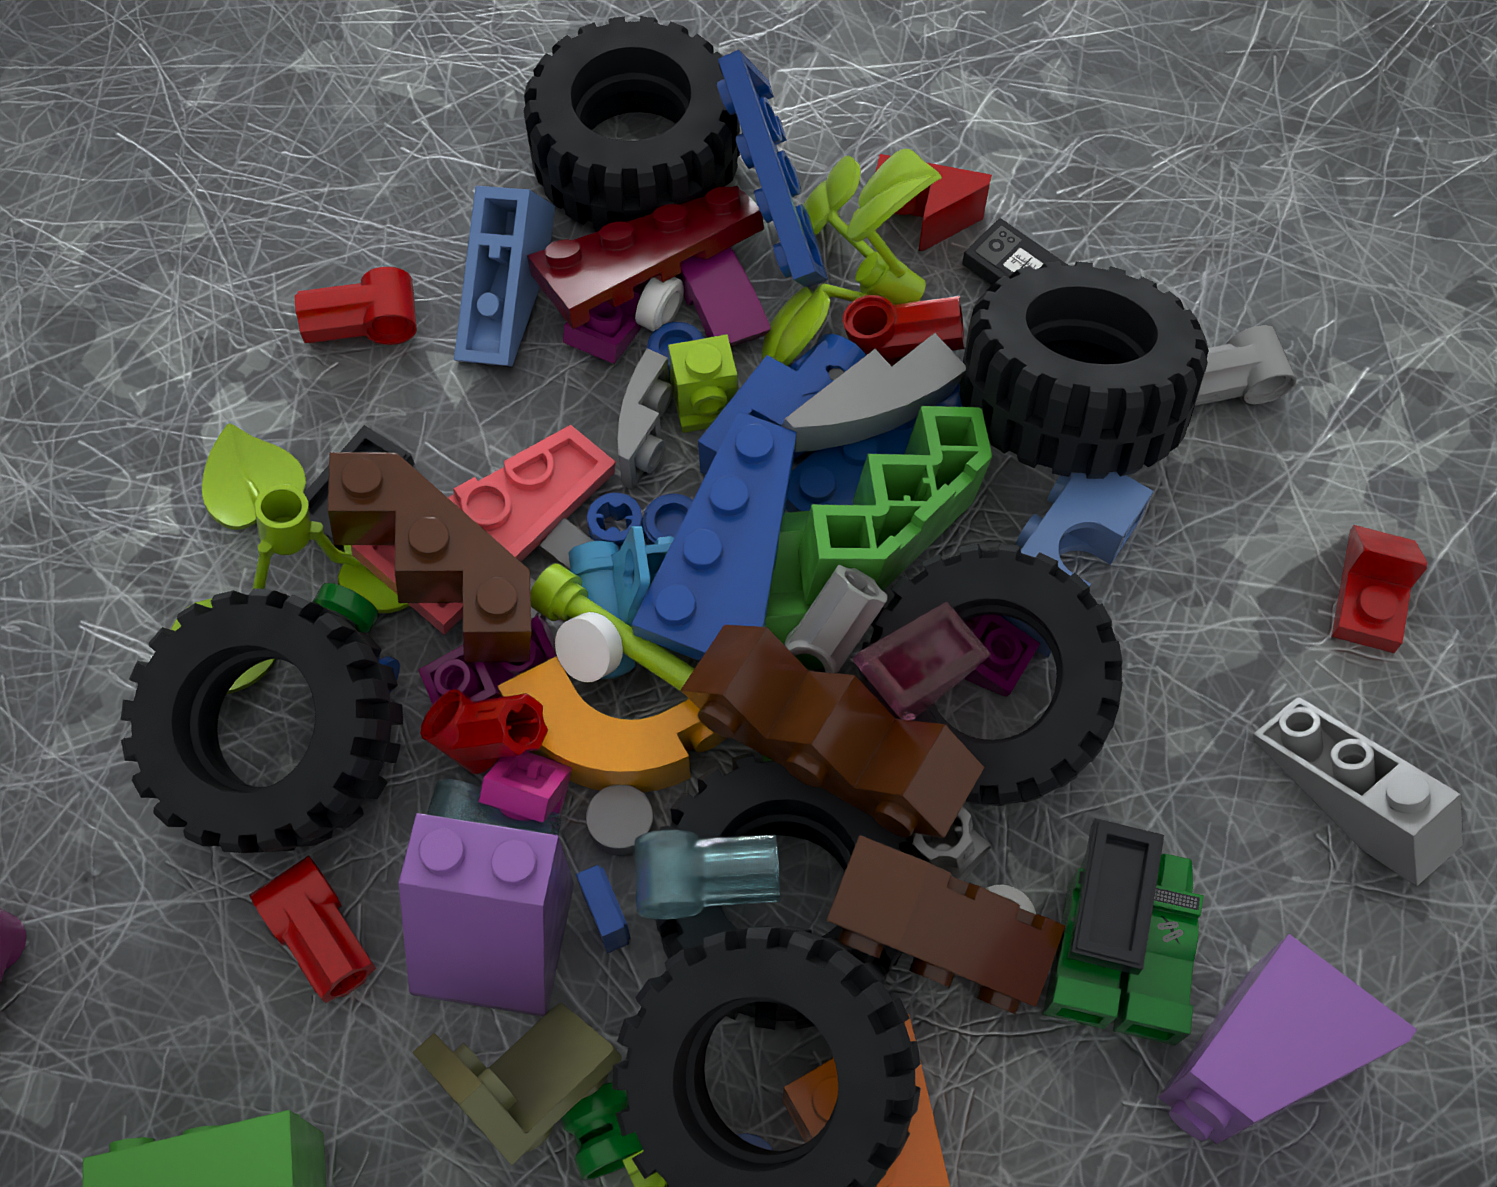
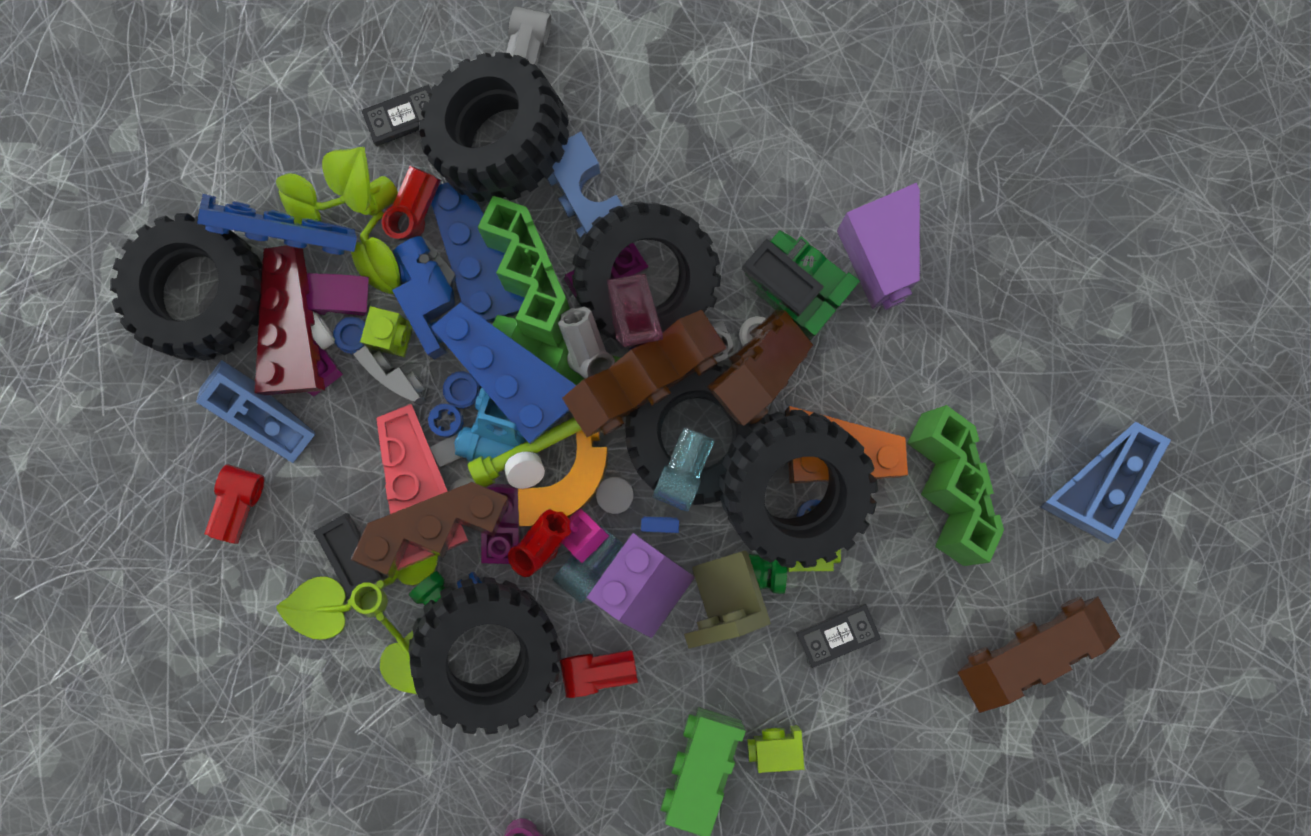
camera: 60 degrees left, 20 degrees up
(876, 396) = (452, 244): light grey slope -> none
(948, 203) = (330, 134): red slope -> none
(1366, 790) = (782, 124): light grey slope -> none
(1376, 588) = (680, 45): red slope -> none

